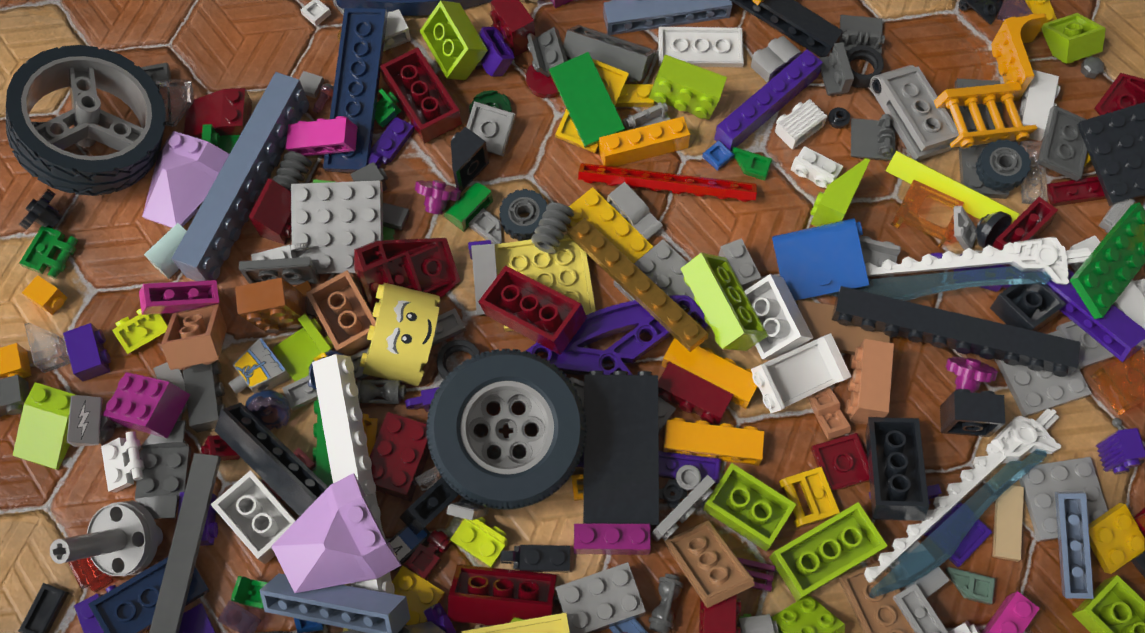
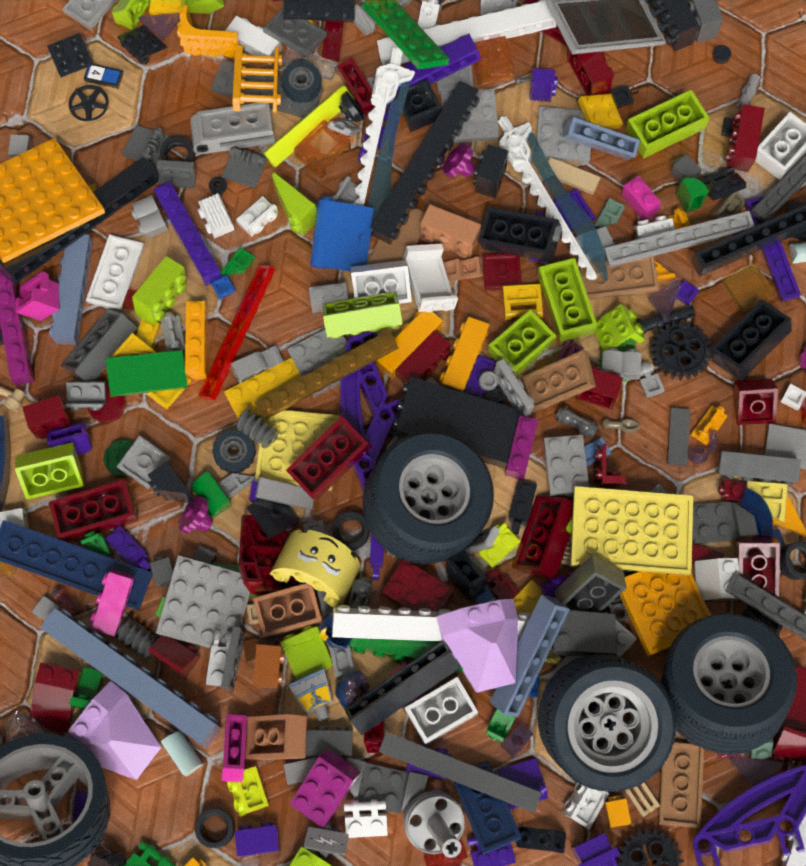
camera: 75 degrees left, 5 degrees up
(90, 291) = (199, 828): none -> black tyre
(454, 273) = (273, 516): none -> black plate

